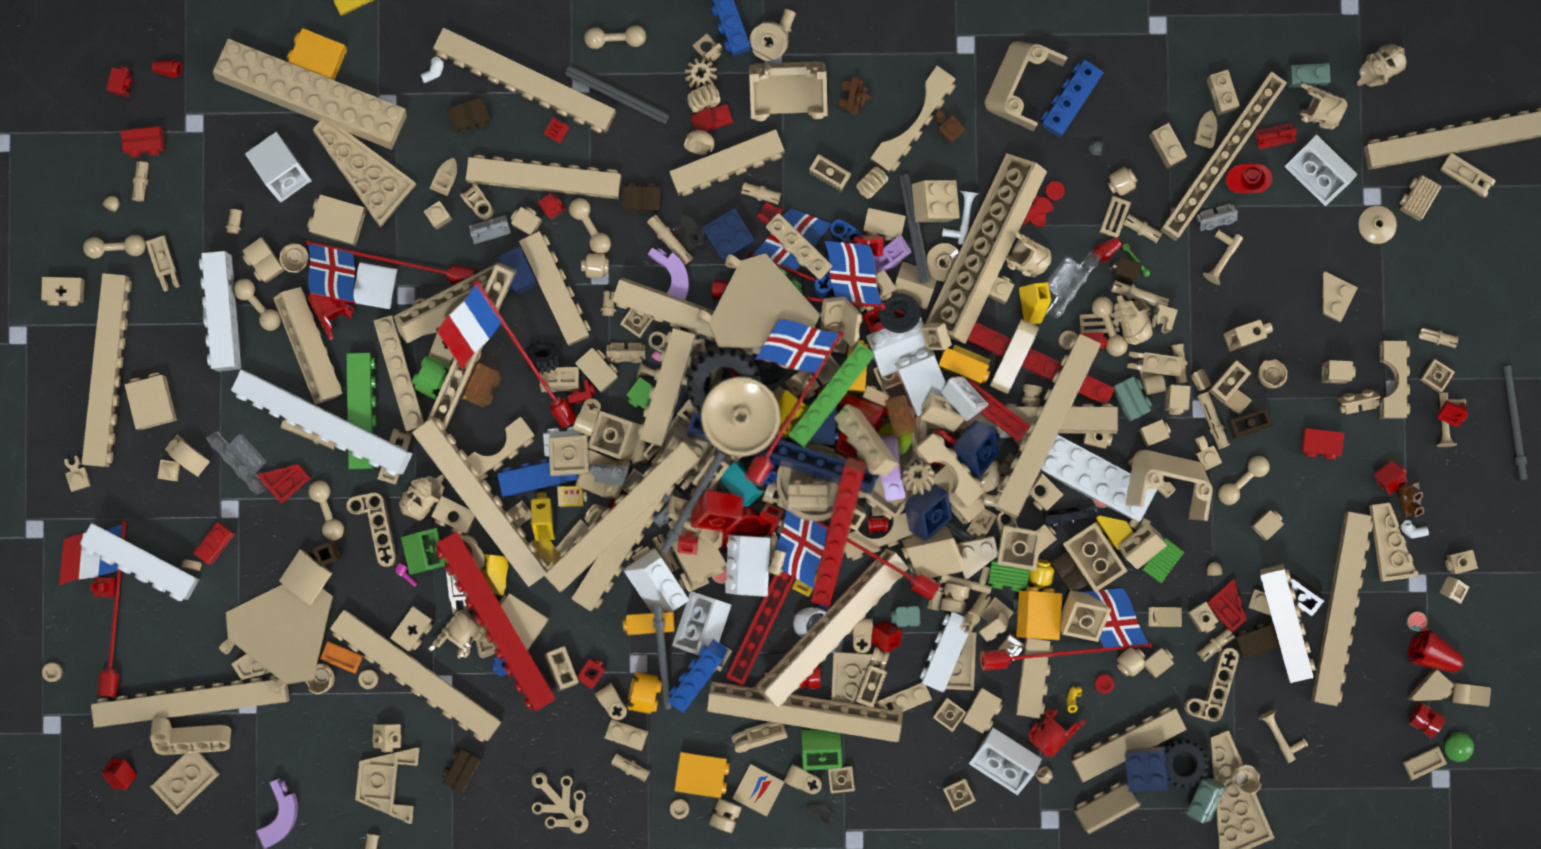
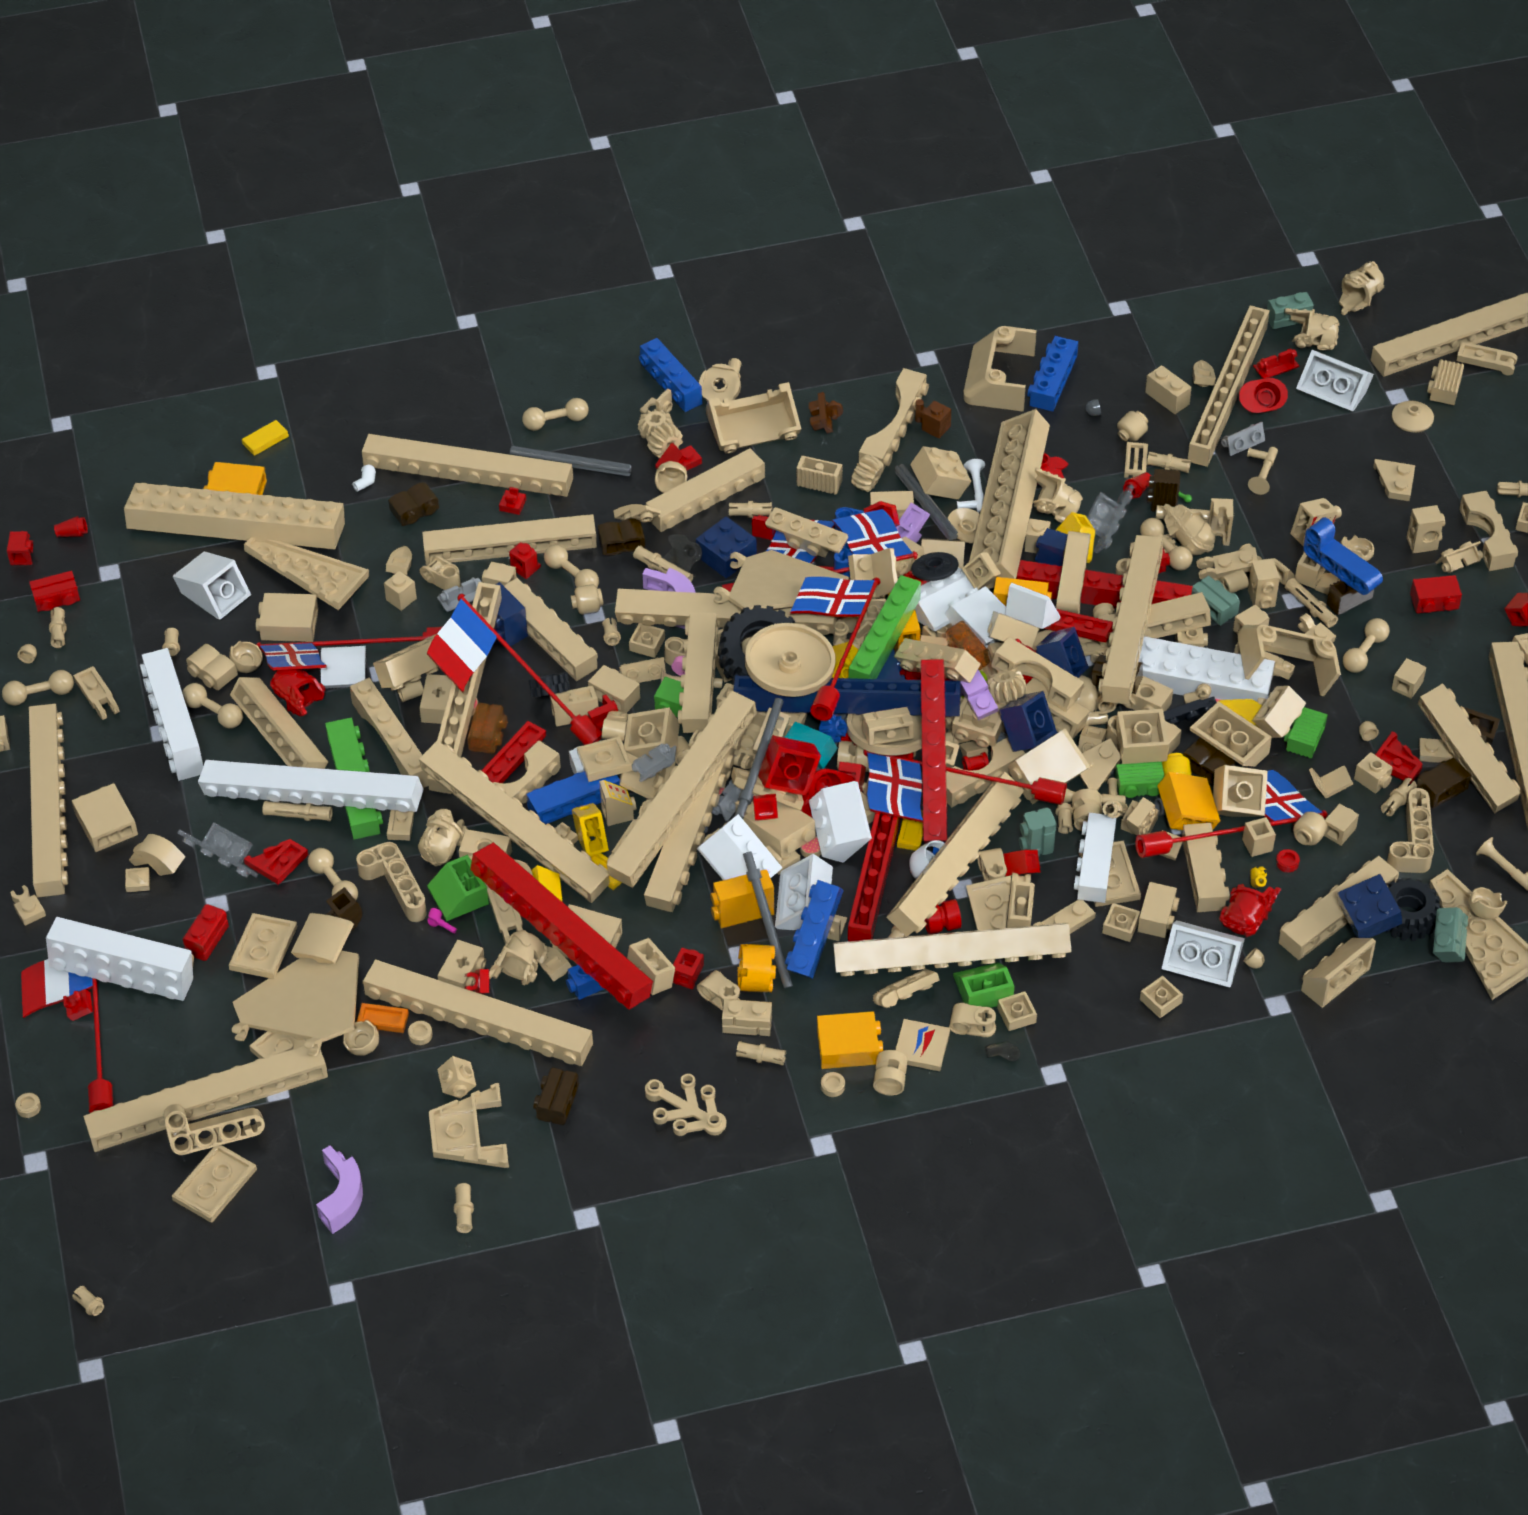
camera: 10 degrees left, 35 degrees down
(118, 774) = (129, 1189): red panel -> none
(259, 564) = (263, 946): none -> tan tile
(422, 652) = (481, 981): none -> red tile
(431, 376) = (425, 724): bright green brick -> none
(495, 420) = (513, 752): none -> red plate
(659, 181) = (636, 511): none -> tan slope
(777, 562) = (873, 804): tan pin -> none
(1007, 317) = (1051, 547): none -> dark blue brick
(1055, 191) = (1064, 450): red tile -> none
(1085, 663) = (1258, 837): none -> tan brick
(1087, 501) = (1202, 692): none -> tan arm
(1222, 92) = (1207, 339): tan brick -> none
(1248, 403) = (1338, 559): none -> blue beam

